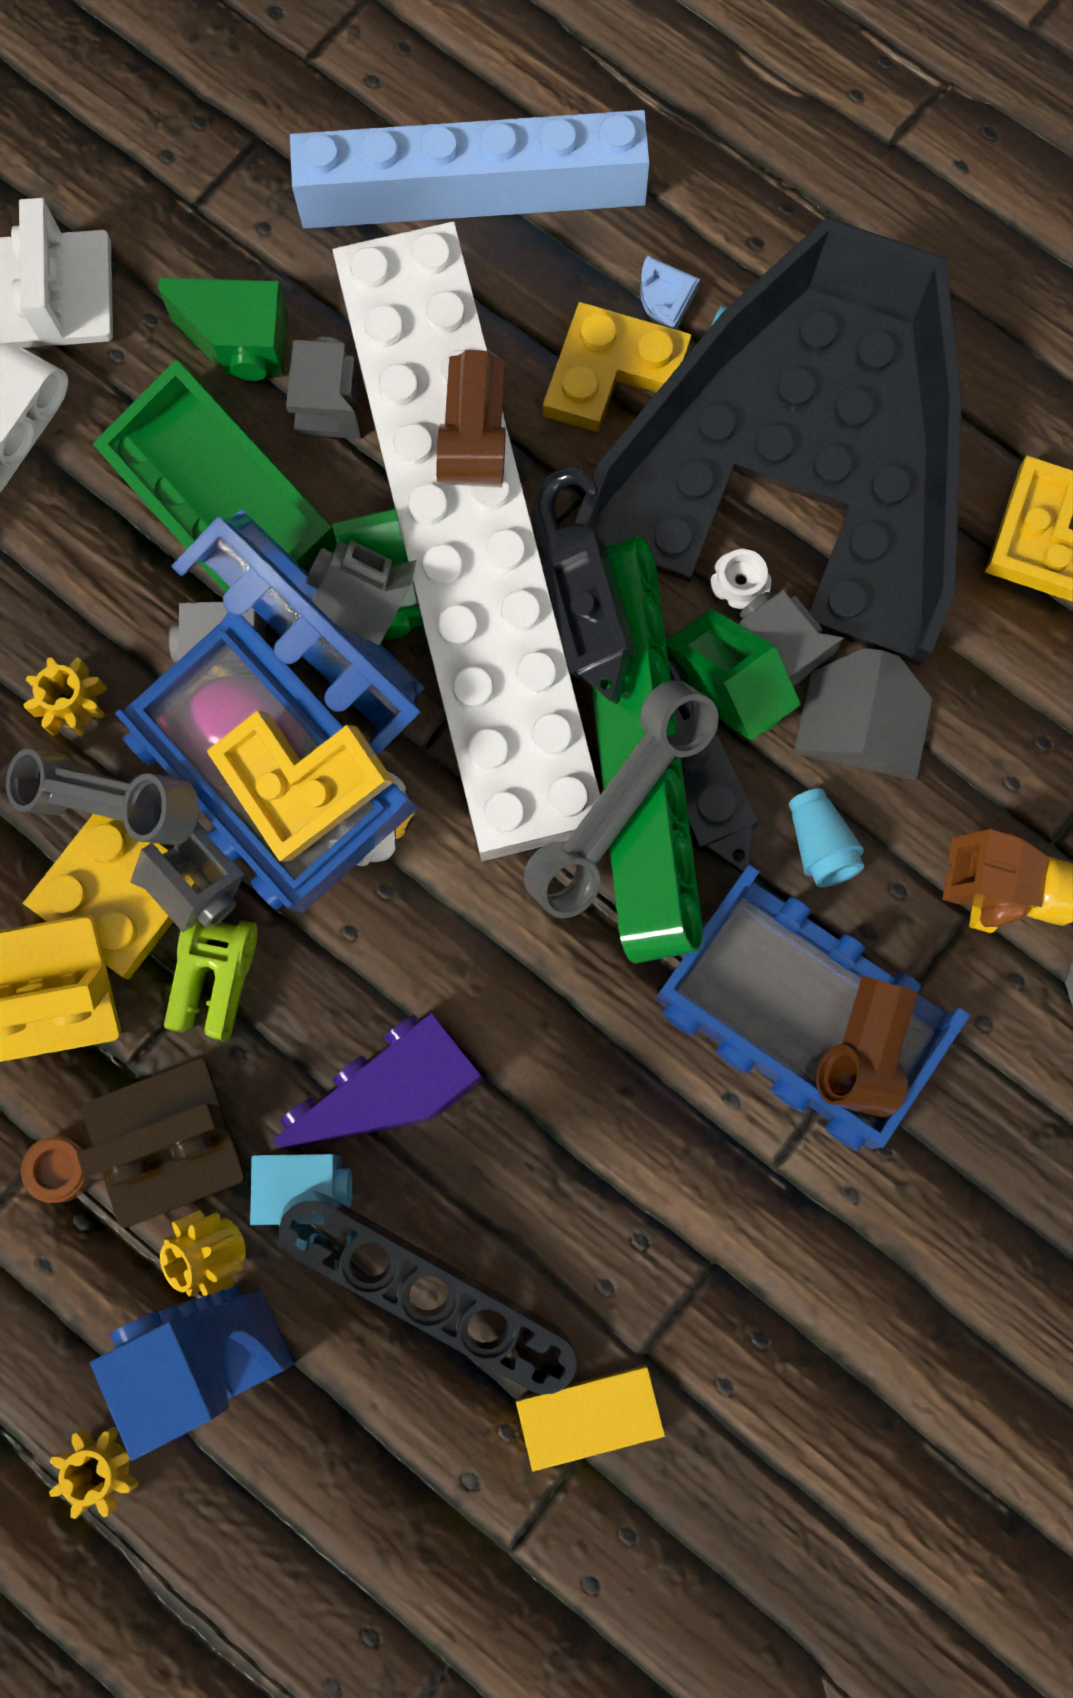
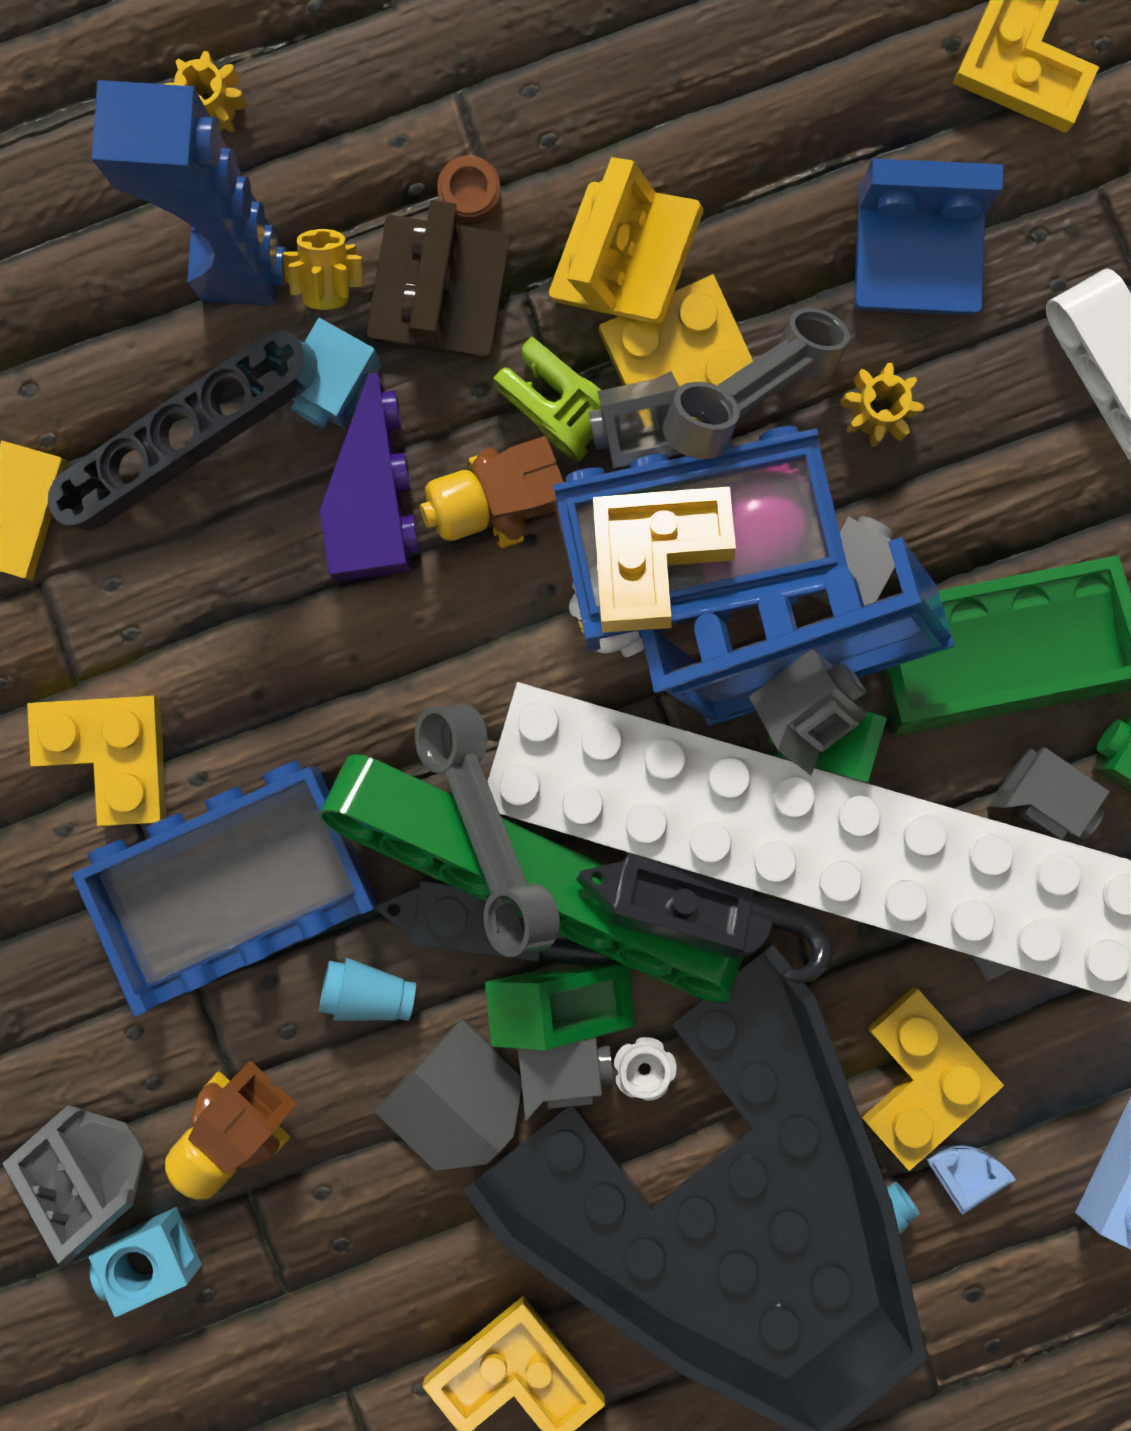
camera: 120 degrees right, 10 degrees up
(323, 975) = (498, 493): none -> dark orange piece
(472, 437) = (892, 890): reddish brown piece -> none
(740, 1190) = (122, 743): none -> yellow plate
(865, 1068) = (140, 901): reddish brown piece -> none

